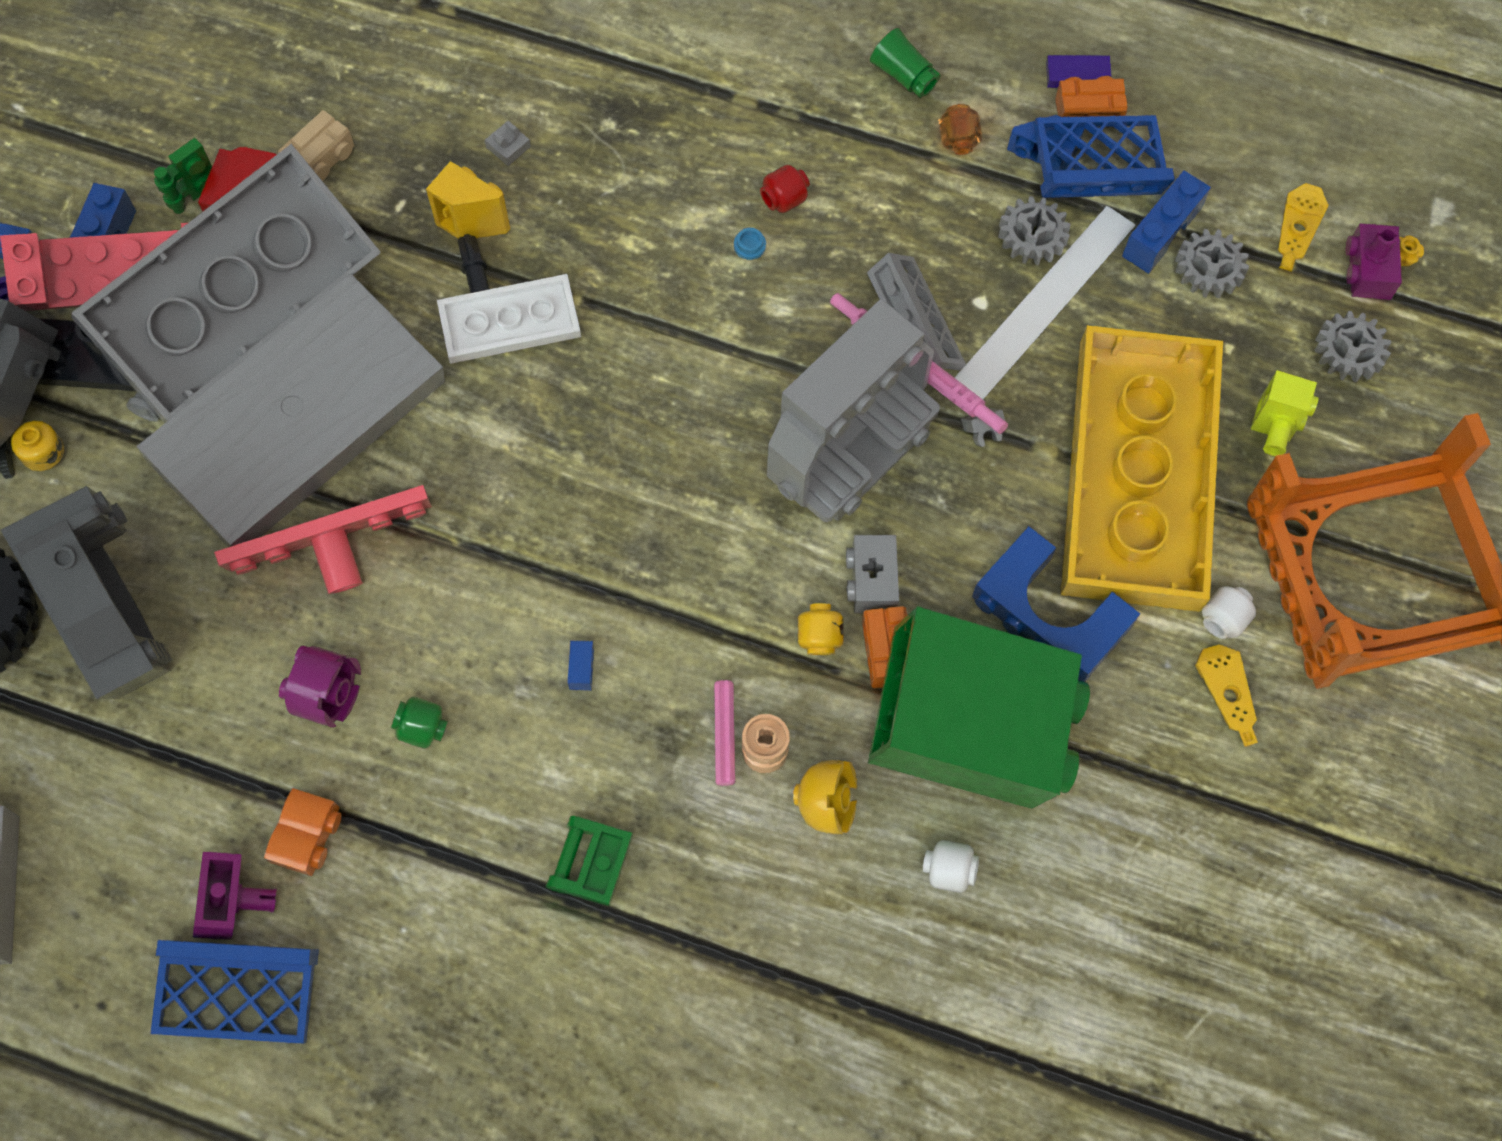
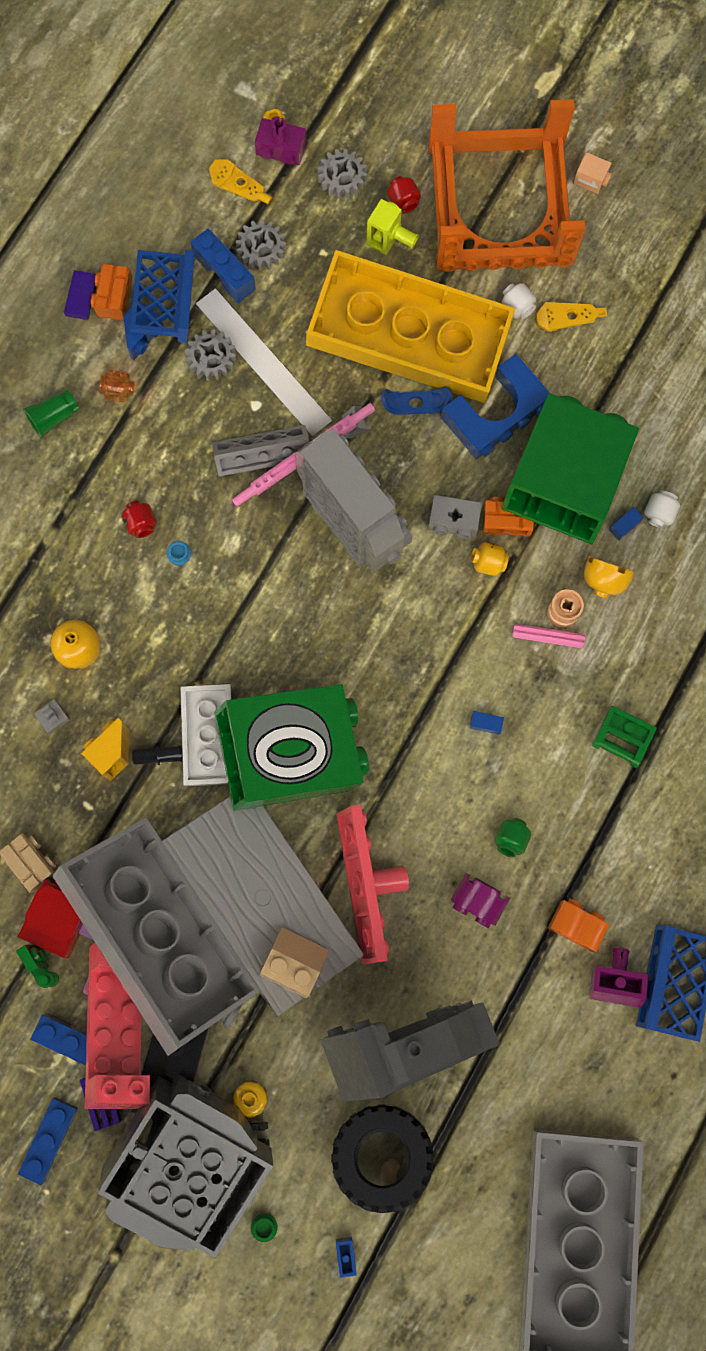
camera: 80 degrees left, 10 degrees up
(204, 449) = (294, 963): none -> tan slope
(497, 402) = (290, 746): none -> green brick
(605, 149) = (75, 644): none -> yellow cylinder
(918, 819) = (626, 523): none -> blue piece
(1028, 477) = (433, 401): none -> blue piece
(1346, 430) = (404, 193): none -> red head
(1470, 688) = (593, 173): none -> light nougat brick

